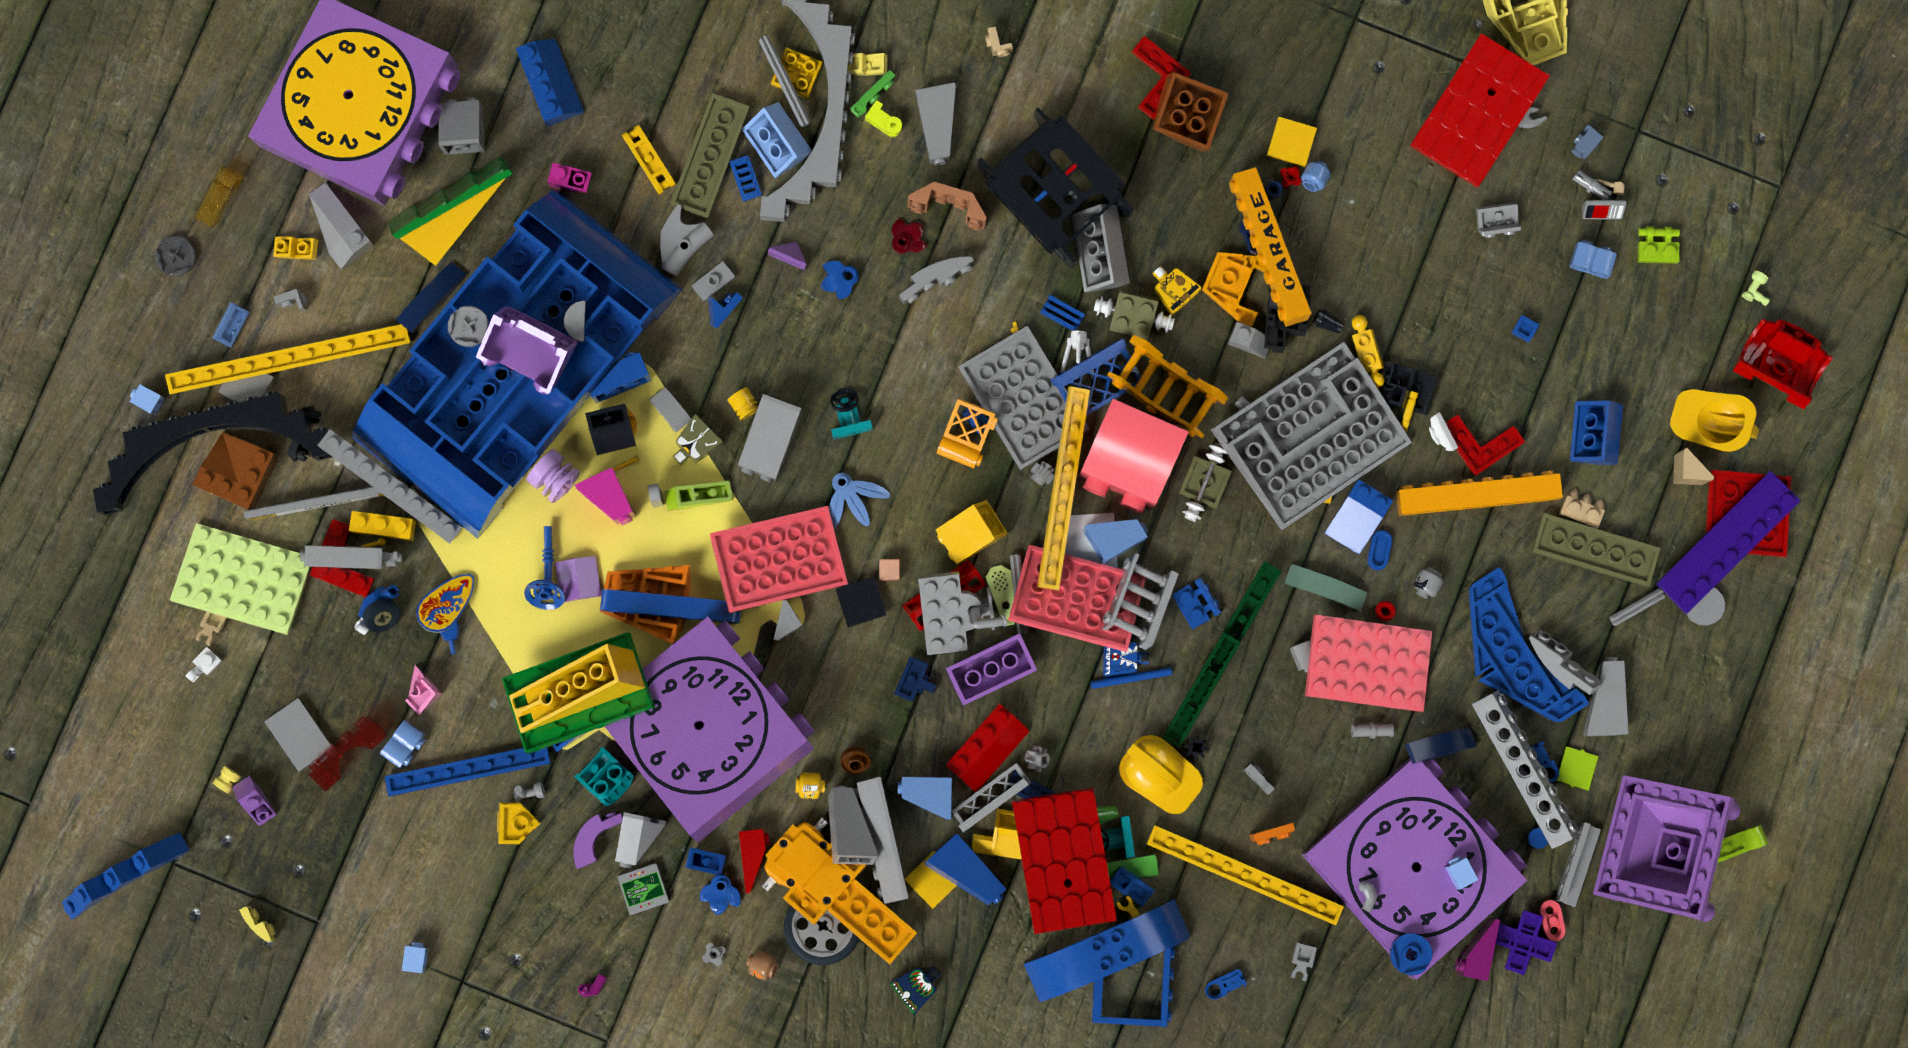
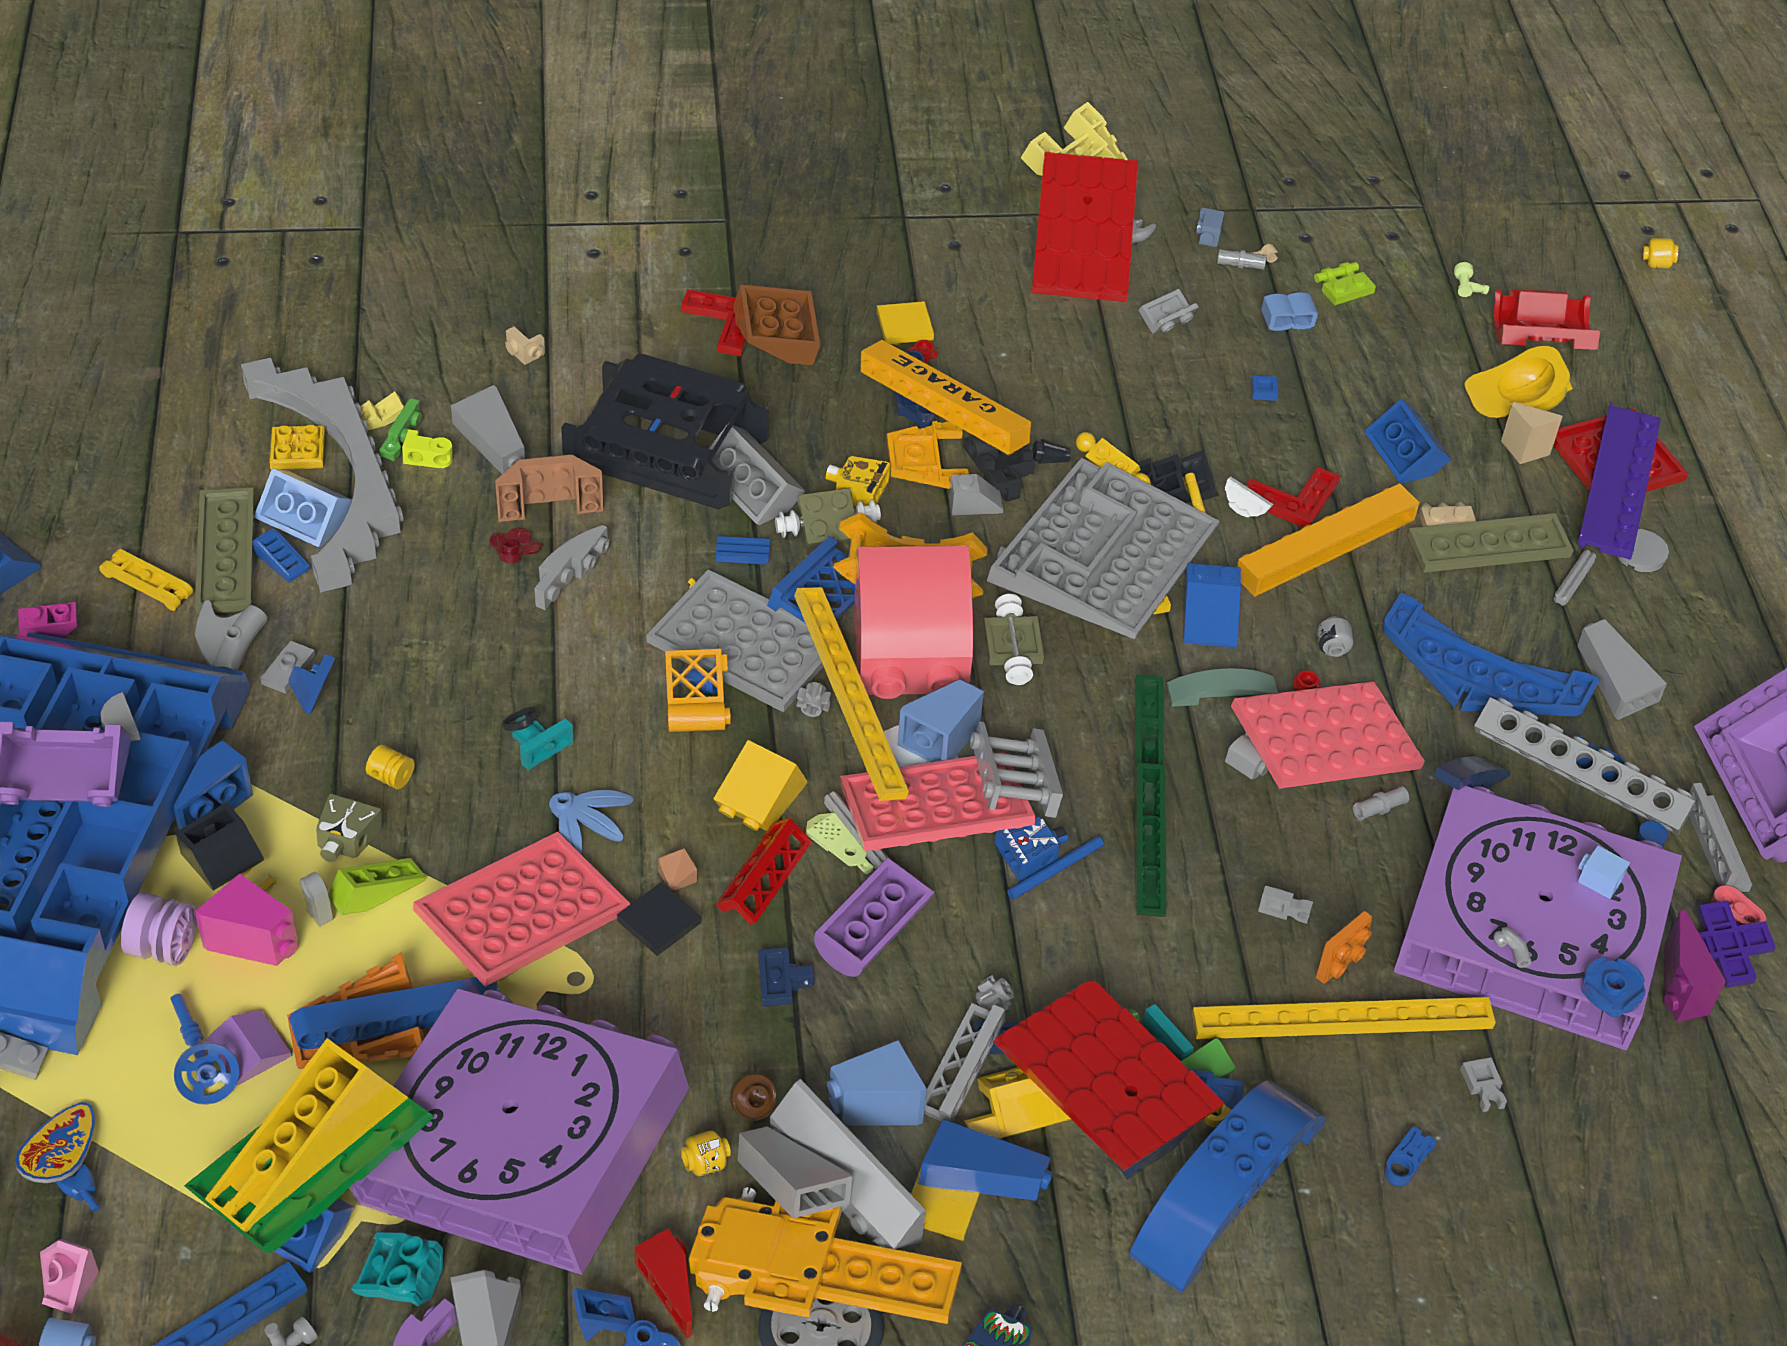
camera: 25 degrees left, 35 degrees down
(670, 409) = (290, 805): light grey slope -> none
(770, 438) = (443, 782): light grey slope -> none
(784, 81) = (286, 448): light grey axle -> none
(787, 622) = (573, 975): light grey slope -> none
(790, 254) = (374, 609): medium lavender slope -> none
(836, 279) = (450, 609): blue plate -> none
(952, 612) = (782, 877): light grey plate -> none
(987, 748) = (923, 1007): red slope -> none
(1077, 341) = (776, 565): white plant -> none
(1160, 774) = (1156, 949): yellow piece -> none
(1166, 996) = (1262, 1253): blue window -> none
(1191, 607) = (1080, 768): blue plate -> none
(1202, 748) = (1186, 903): black gear -> none
(1315, 176) = (950, 339): medium blue head -> none
(1379, 550) = (1257, 632): blue tile -> none
(1557, 660) = (1531, 647): light grey slope -> none
(1577, 768) = (1638, 749): lime piece -> none
(1603, 209) = (1267, 271): slope -> none

